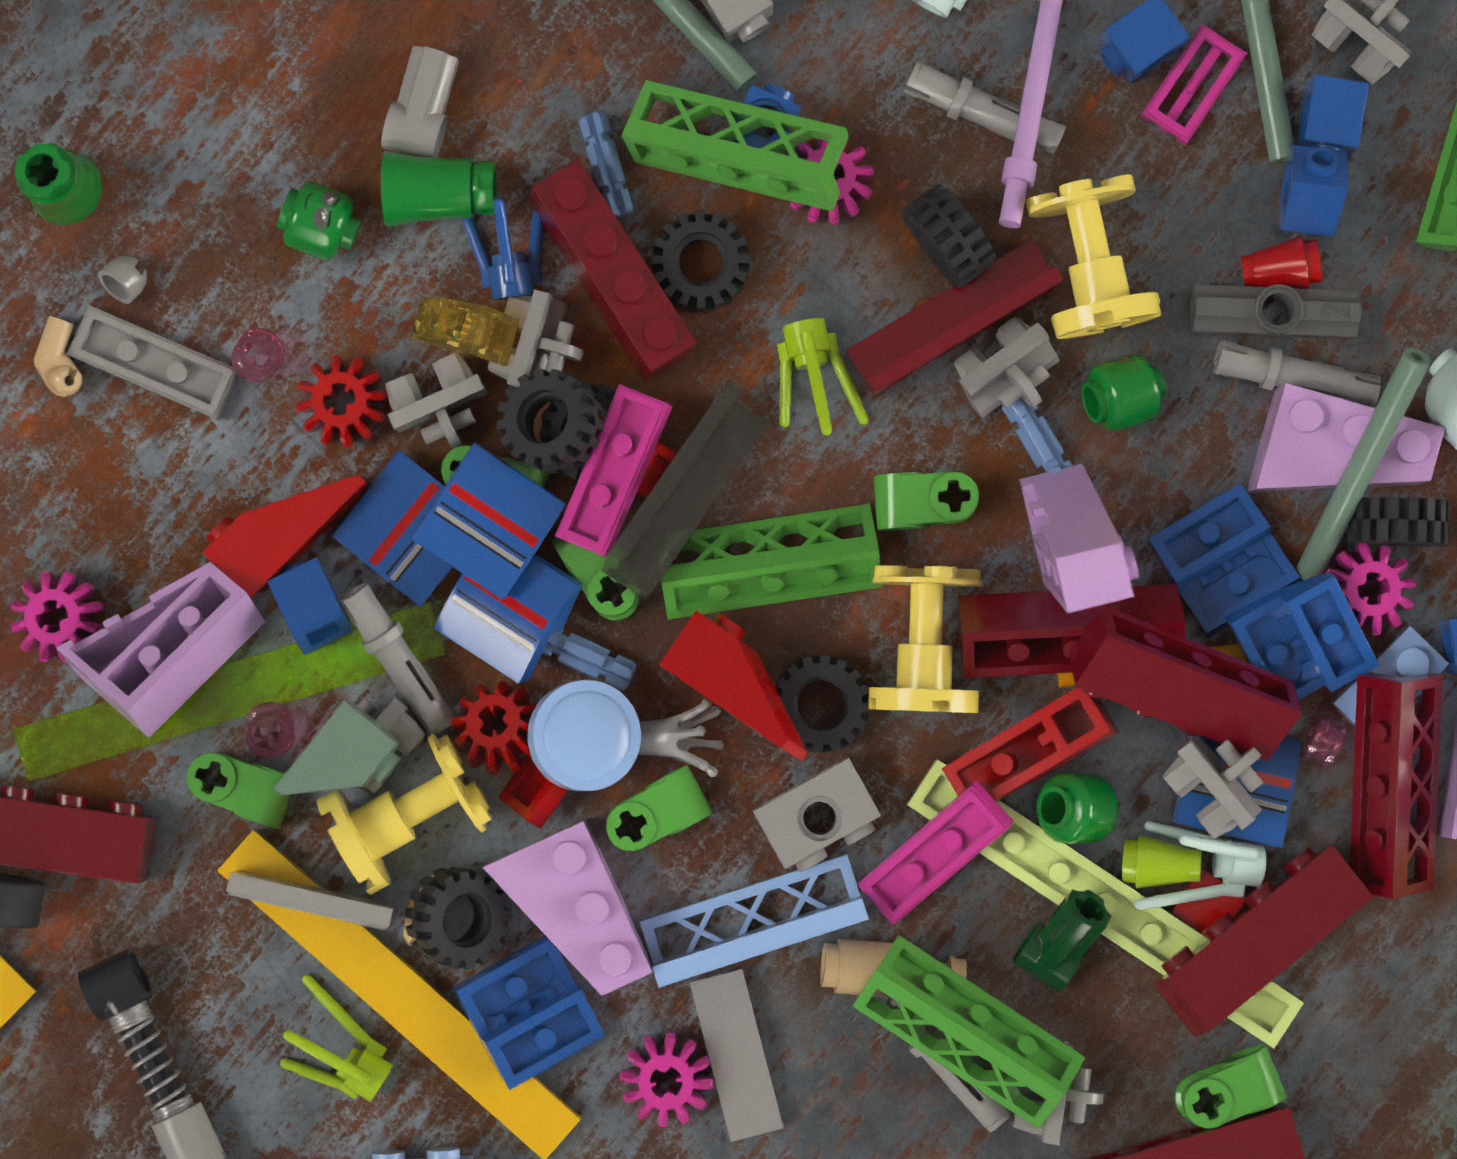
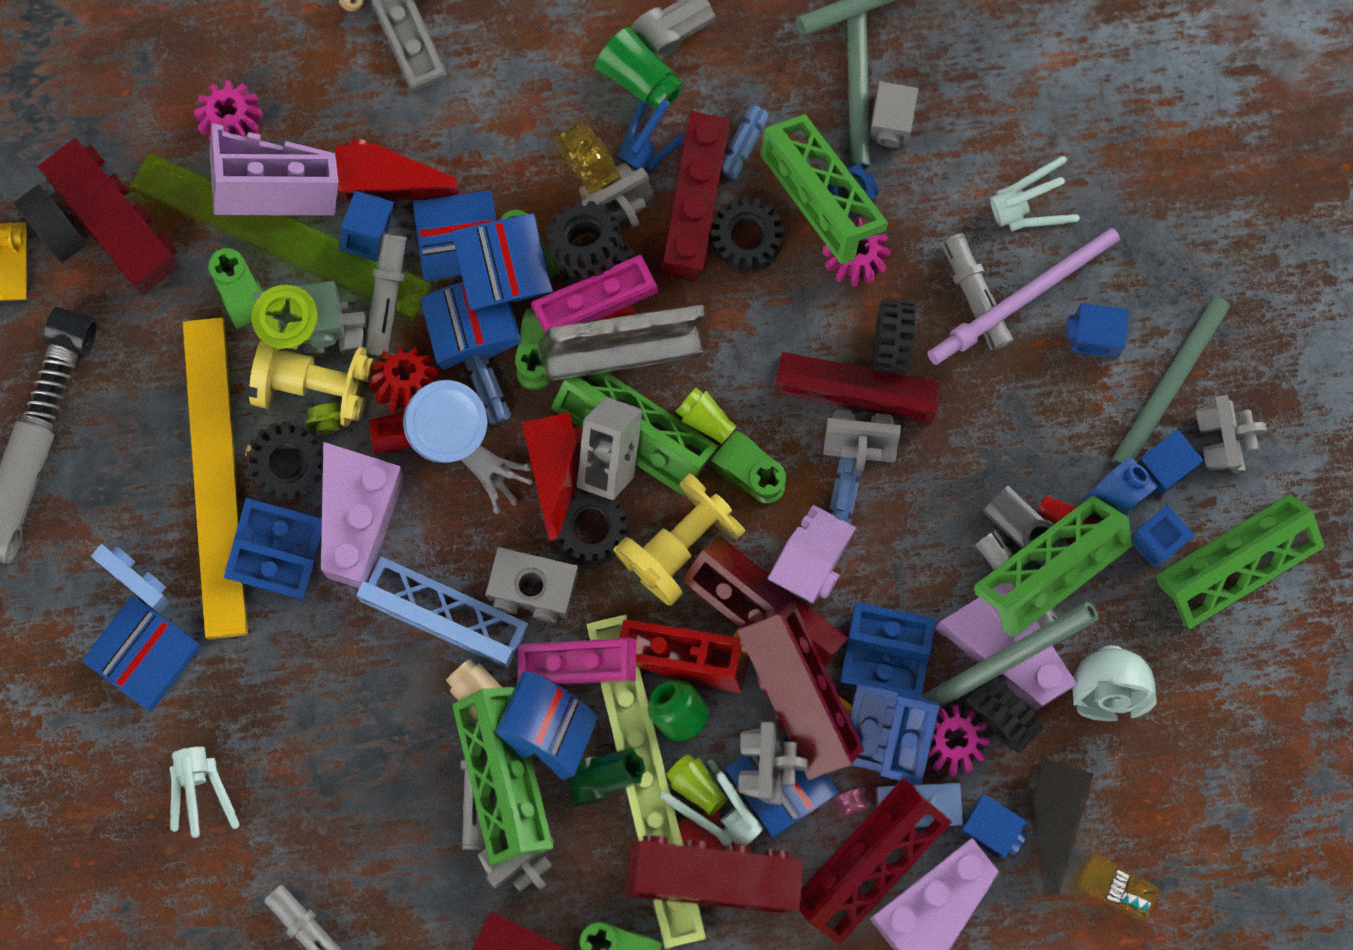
camera: 35 degrees right, 10 degrees down
(246, 365) = (474, 79): clear pink bush -> none
(277, 742) = (284, 261): clear pink bush -> none
(307, 779) = (274, 303): none -> lime gear
(311, 899) = (216, 378): light grey tile -> none
(318, 221) = (561, 34): green head -> none
(327, 390) = (482, 125): red gear -> none
(360, 1071) = (155, 498): lime plant -> none
(413, 409) = (533, 188): light grey hips -> none
(455, 838) = (323, 419): none -> lime plate
(667, 806) = (454, 504): bright green piece -> none
(671, 1097) = (324, 641): dark pink gear -> none
(736, 1054) = (364, 677): light grey tile -> none
(773, 612) = (609, 448): none -> light grey brick
(808, 346) = (760, 332): lime plant -> none
(829, 486) = (705, 415): none -> lime cone
(964, 941) = (547, 723): none -> blue slope
(1098, 278) = (956, 430): light yellow piece -> none
(1123, 393) = (914, 509): green head -> none
(1168, 123) = (1072, 390): dark pink tile -> none
(1339, 329) = (1064, 568): none -> bright green fence
(1394, 200) = (1161, 536): none -> blue brick

